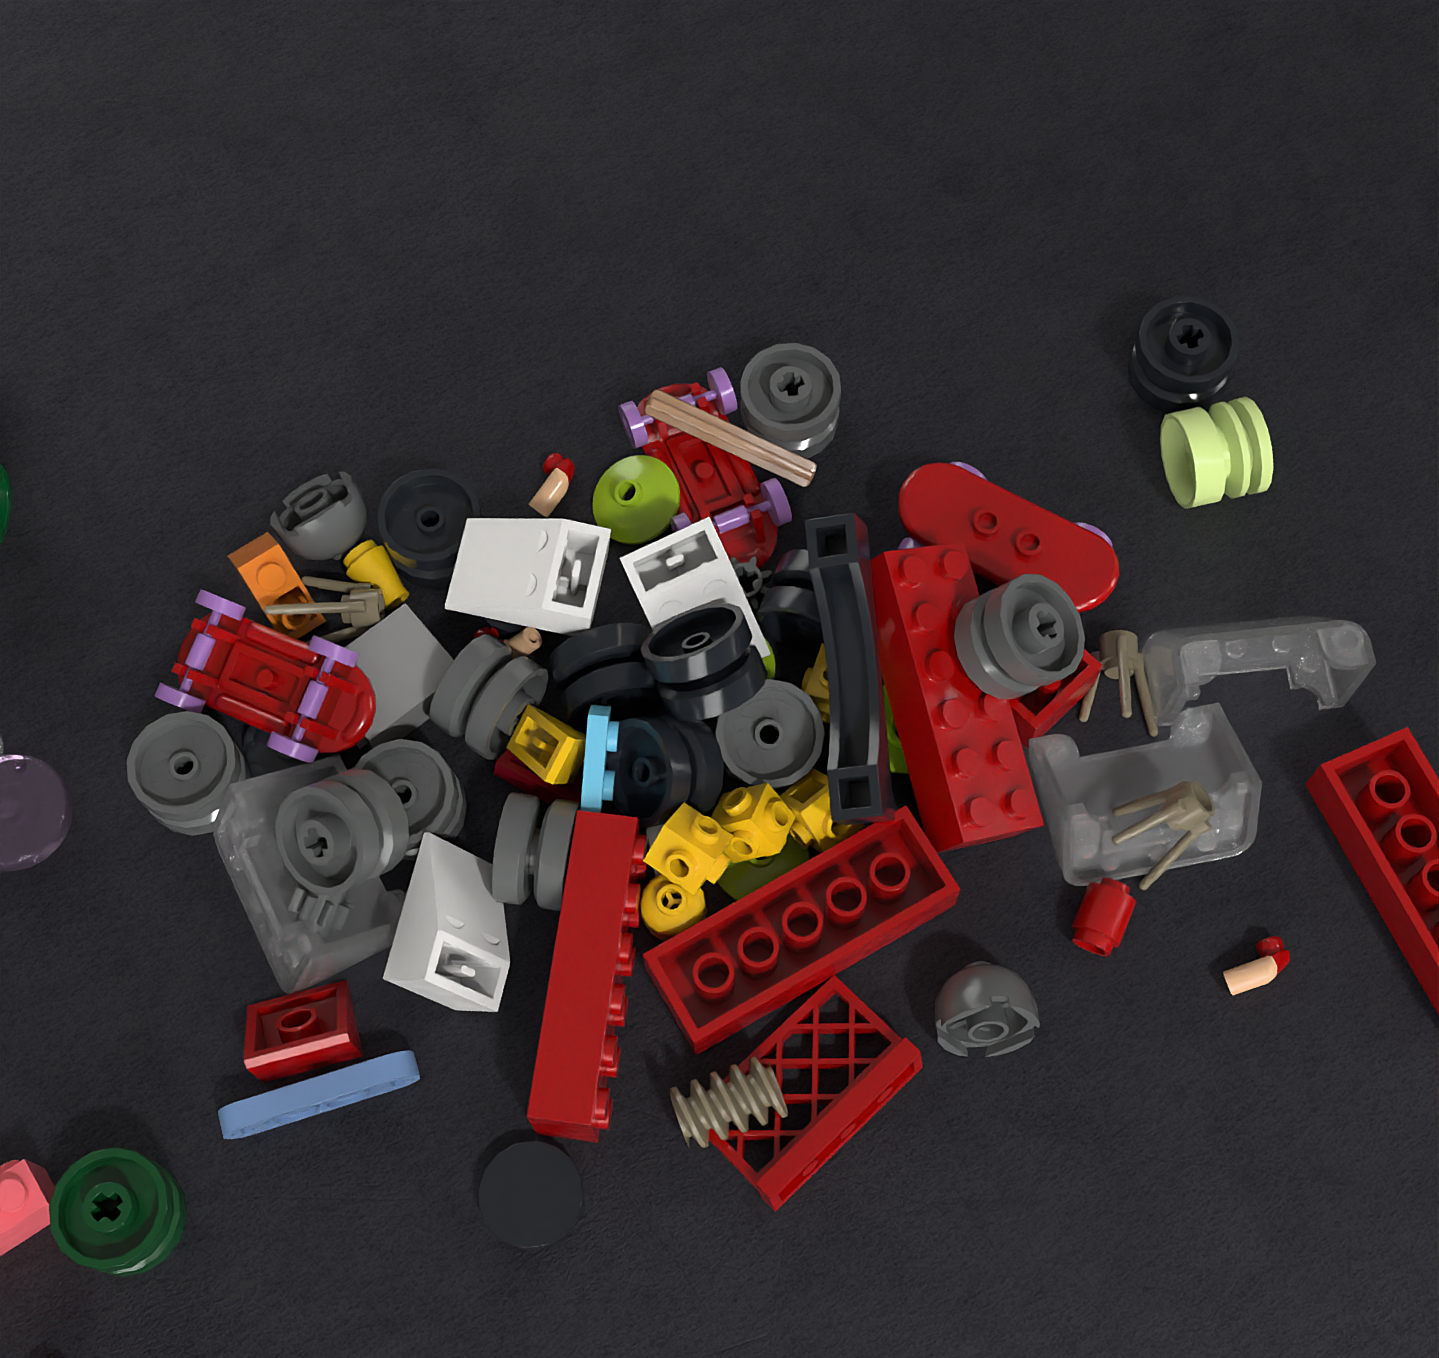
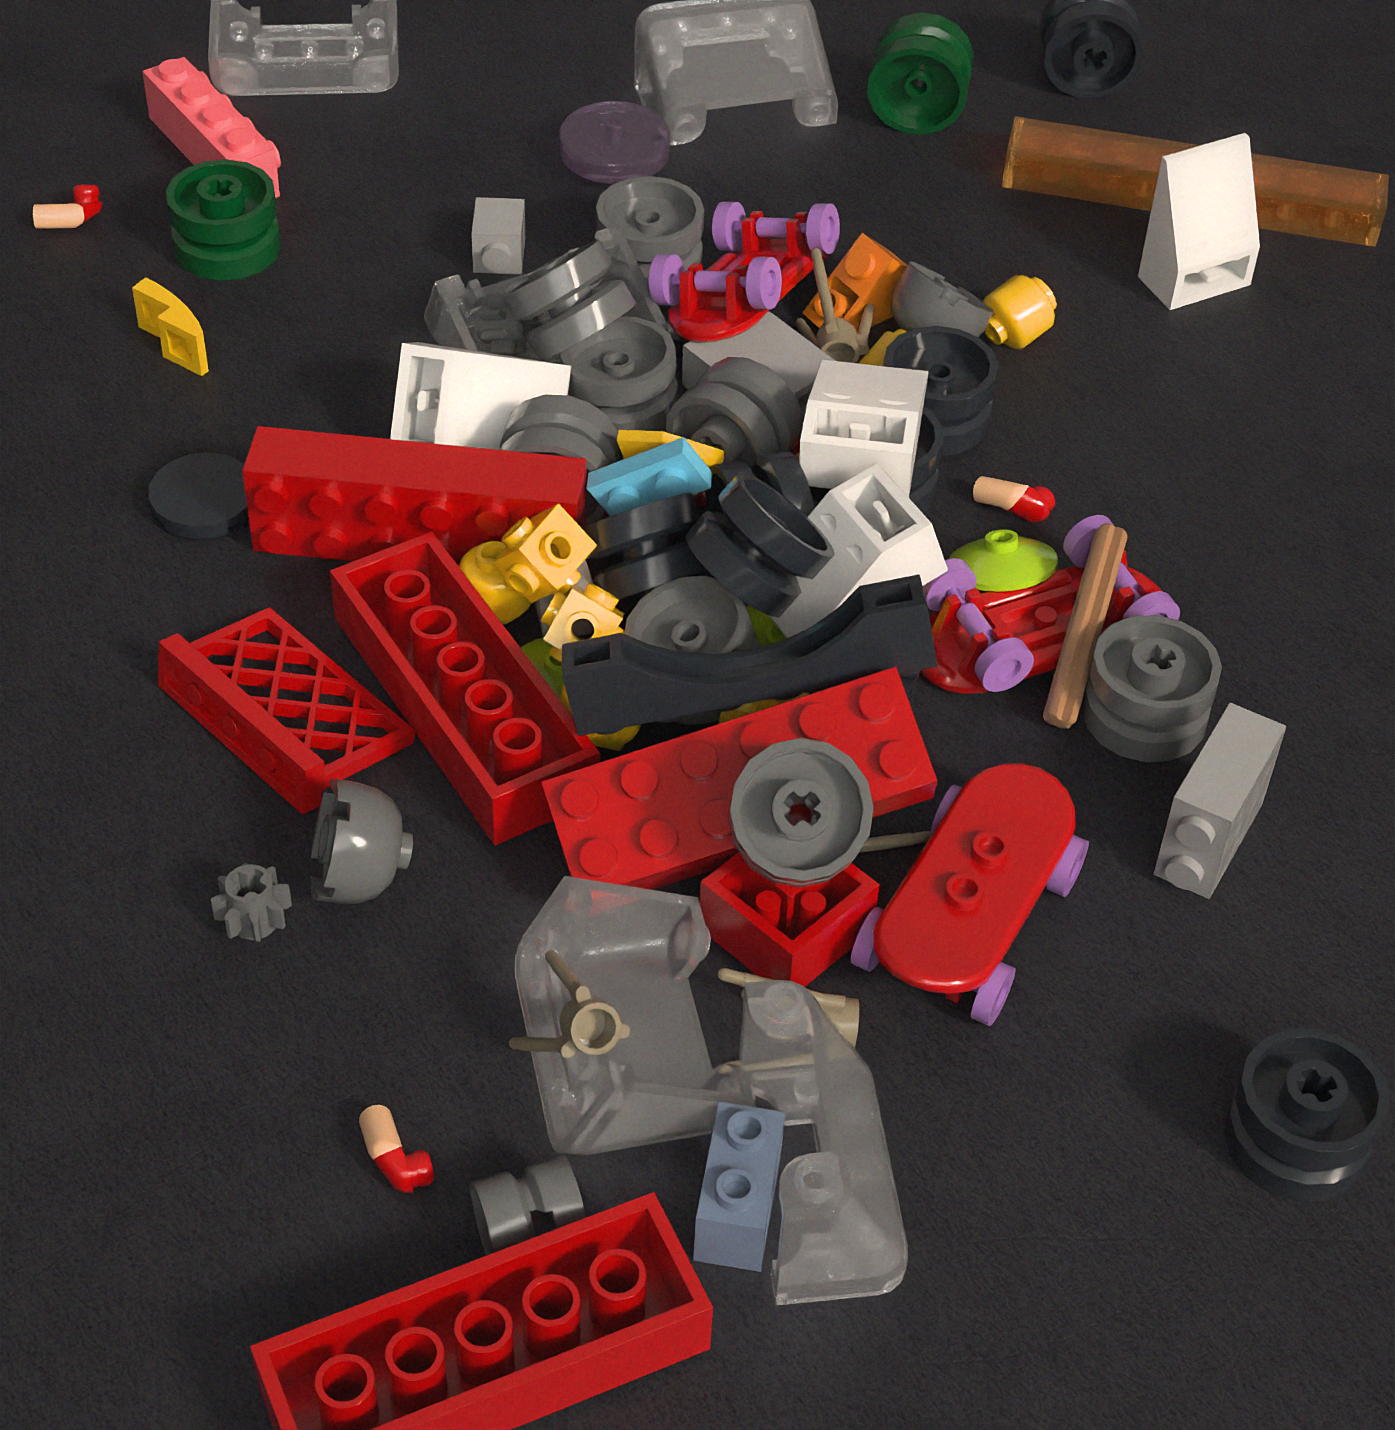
camera: 85 degrees right, 20 degrees down
(127, 298) = (1126, 168): none -> clear orange brick
(162, 924) = (498, 235): none -> light grey brick
(238, 289) = (1202, 224): none -> white slope
(300, 1239) = (173, 323): none -> yellow slope
(301, 1032) = (378, 323): red slope -> none
(313, 452) = (1021, 311): none -> yellow head
(318, 1094) = (321, 344): medium blue beam -> none
(728, 1102) = (268, 614): dark tan piece -> none
(918, 366) = (1219, 800): none -> light grey brick
(1052, 1095) = (251, 902): none -> dark grey gear
(1103, 916) = (468, 980): red brick -> none
(1216, 452) = (1140, 1126): yellowish green wheel -> none
(1279, 718) = (739, 1186): none -> sand blue brick
(1314, 862) = (526, 1207): none -> dark grey wheel

